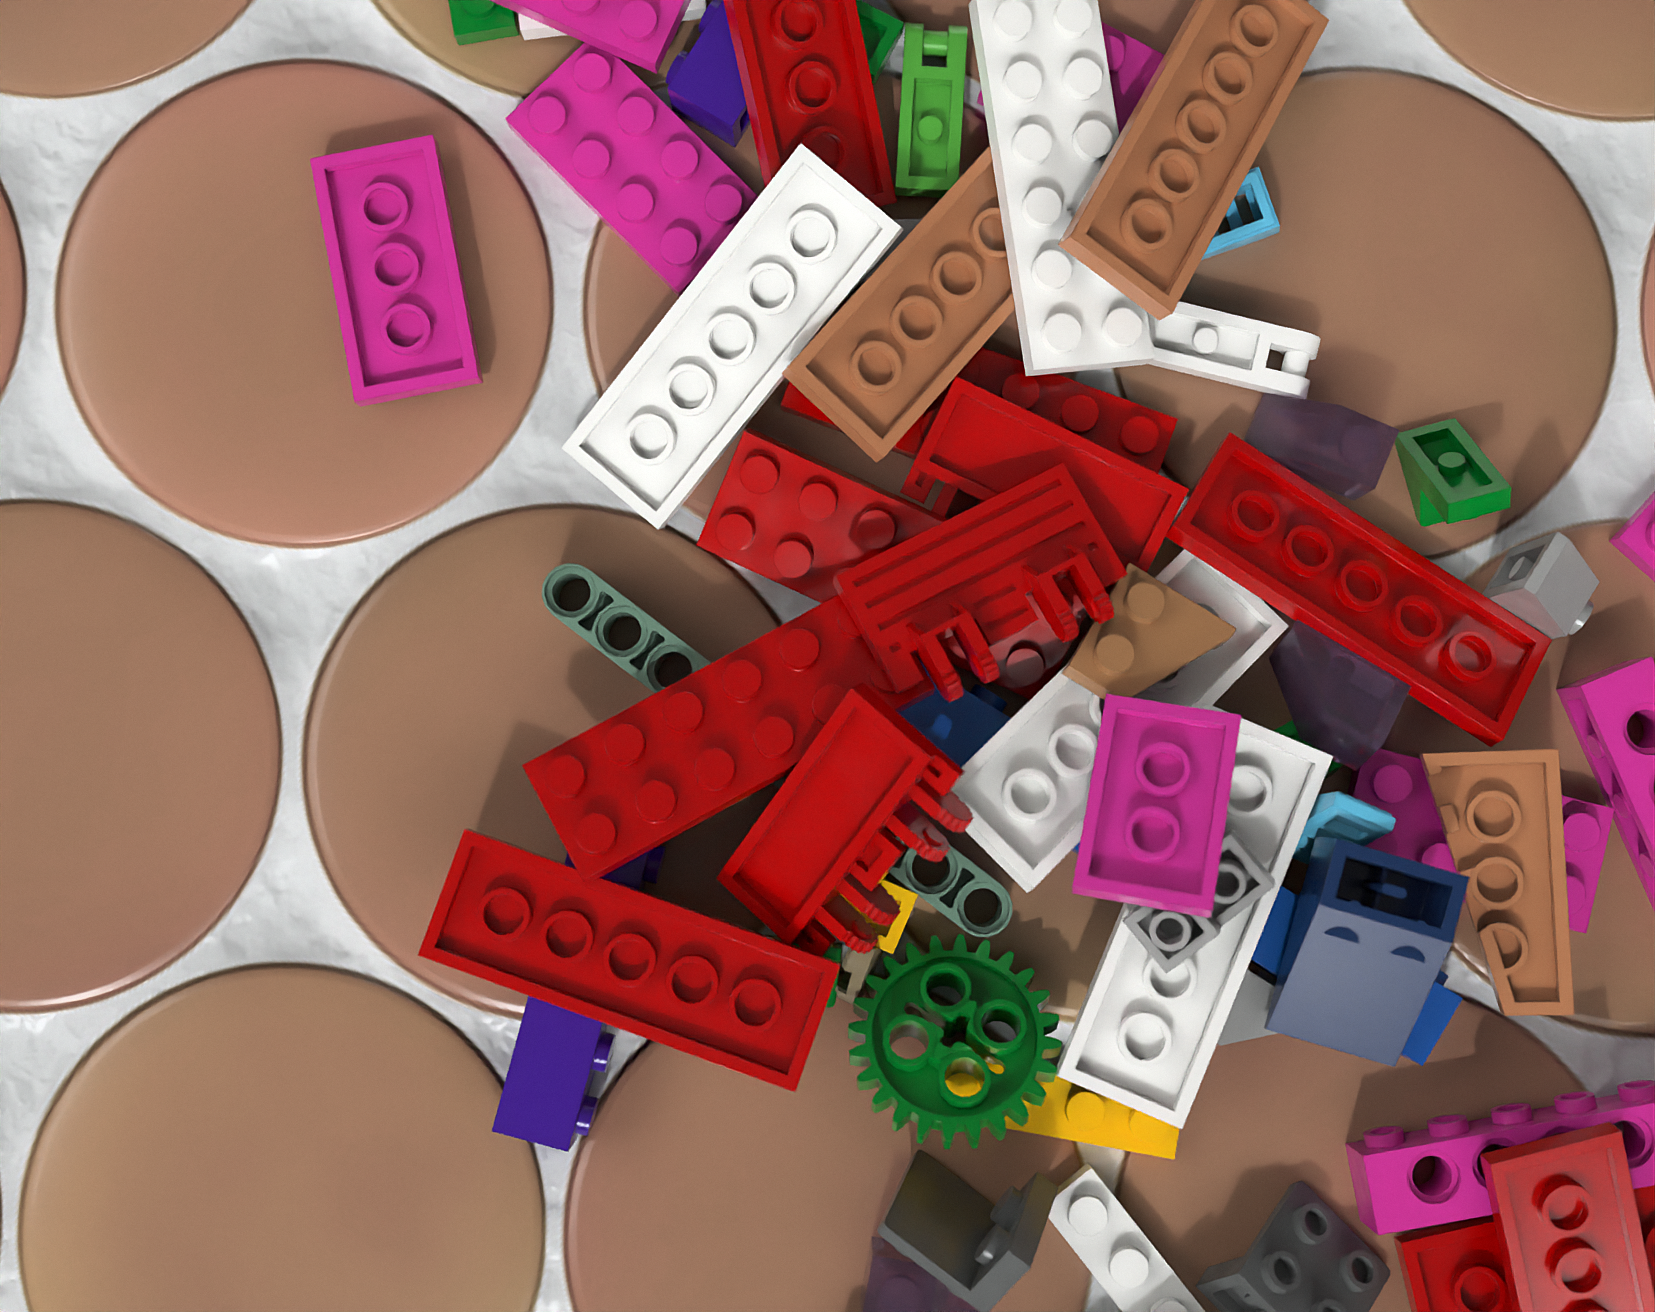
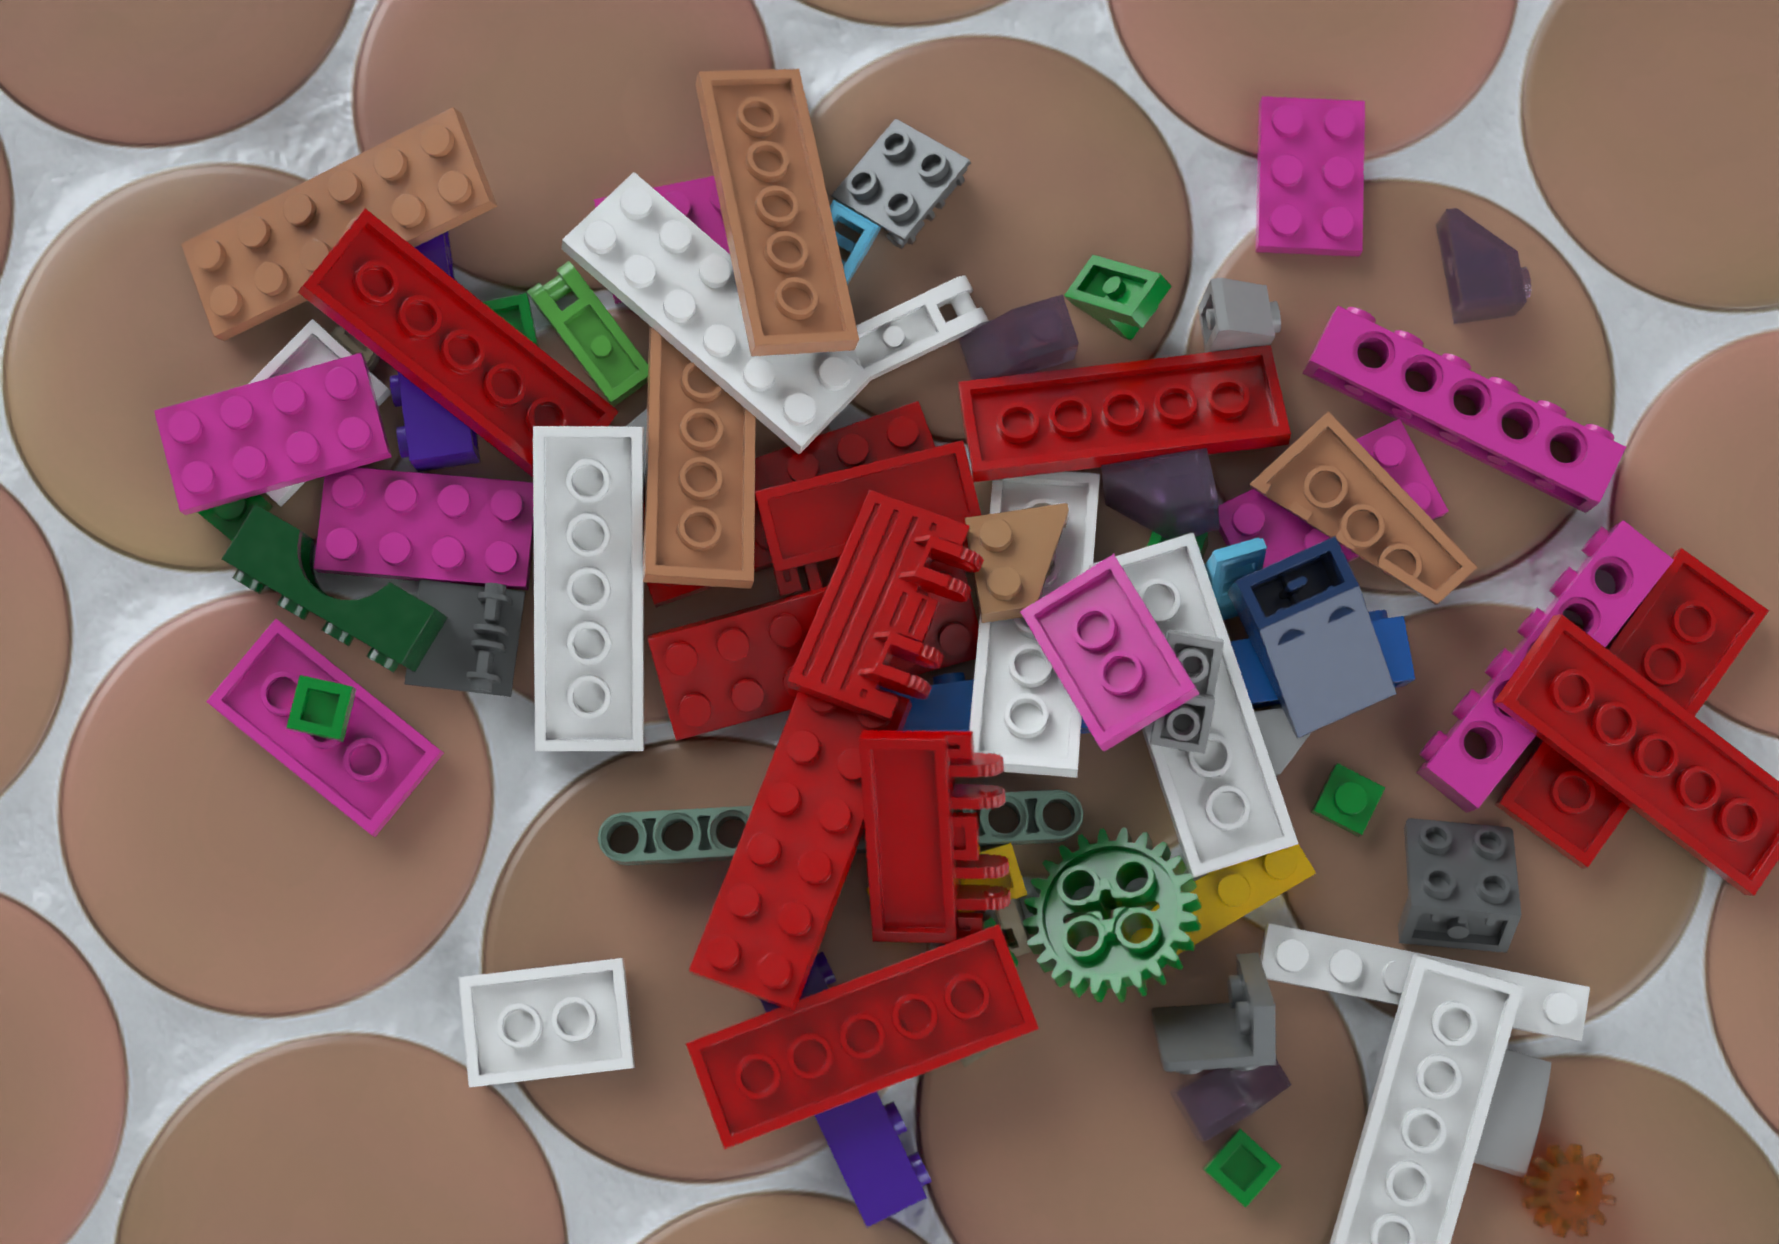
camera: 45 degrees left, 5 degrees down
(369, 700) = (546, 1022): none -> white plate
(401, 248) = (321, 708): none -> green plate
(482, 85) = (281, 557): none -> dark green arch
(588, 294) = (477, 640): none -> dark grey hinge
(1261, 1116) = (1348, 800): none -> green plate
(1336, 205) = (902, 181): none -> hinge

